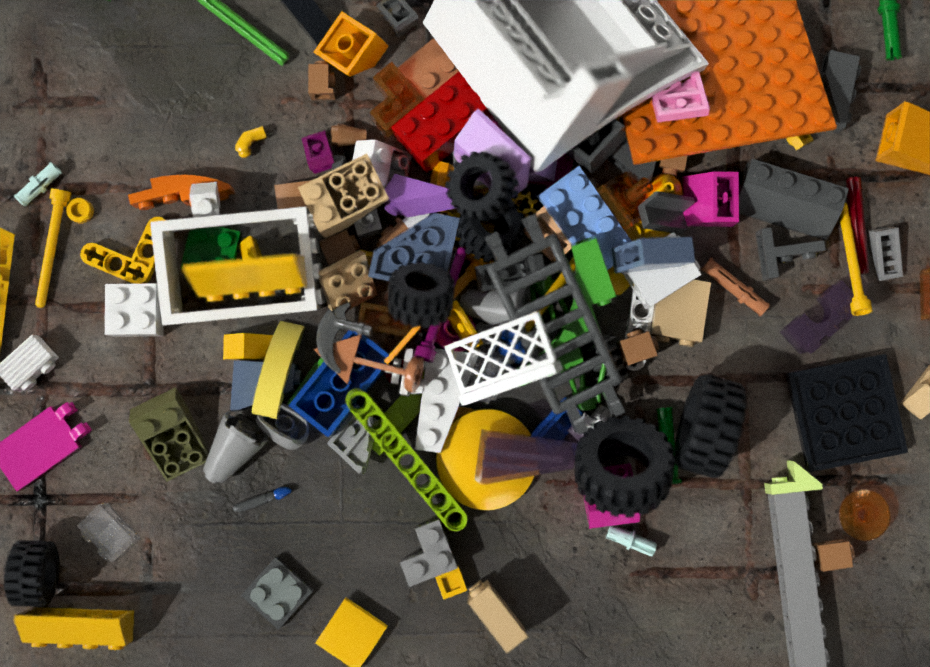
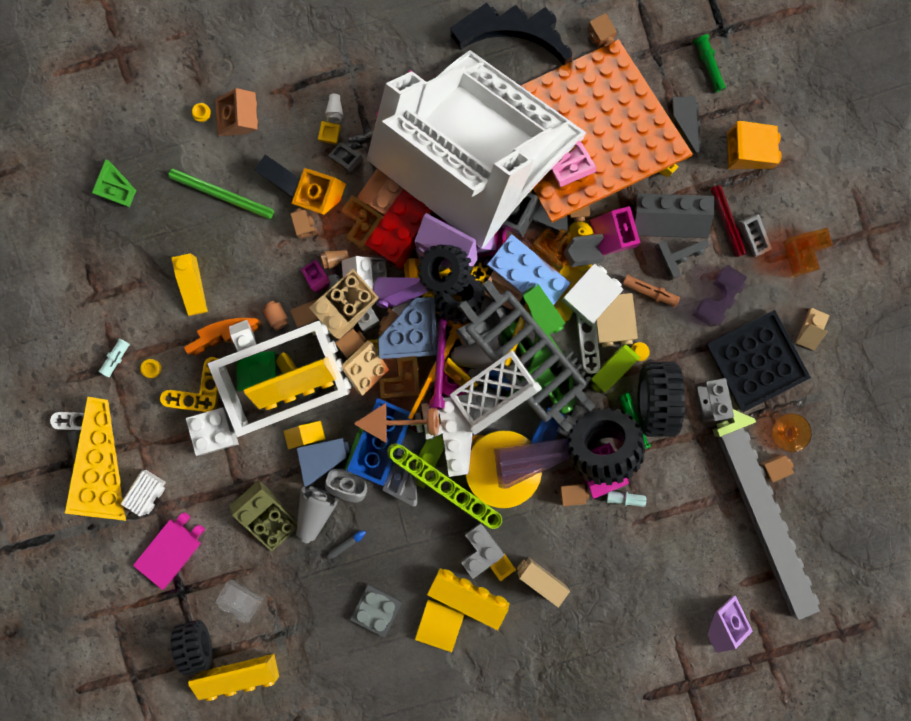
camera: 10 degrees left, 0 degrees up
(59, 200) = (133, 365): yellow piece -> none
(158, 117) = (190, 283): none -> yellow slope
(247, 138) = (260, 280): yellow arm -> none
(254, 187) = (275, 315): none -> nougat brick
(276, 369) = (330, 445): light yellow slope -> none
(328, 329) = (360, 406): dark grey piece -> none
(397, 610) = (469, 599): none -> yellow brick
(420, 295) = (422, 362): black tyre -> none
(566, 516) = (573, 494): none -> medium nougat brick
(638, 347) = (592, 355): medium nougat brick -> none
(653, 254) = (584, 284): sand blue slope -> none
(661, 372) = (613, 369): none -> lime slope
(699, 359) = (641, 350): none -> yellow plate
(782, 448) = (718, 400): none -> light grey window
(860, 303) = (745, 278): yellow piece -> none

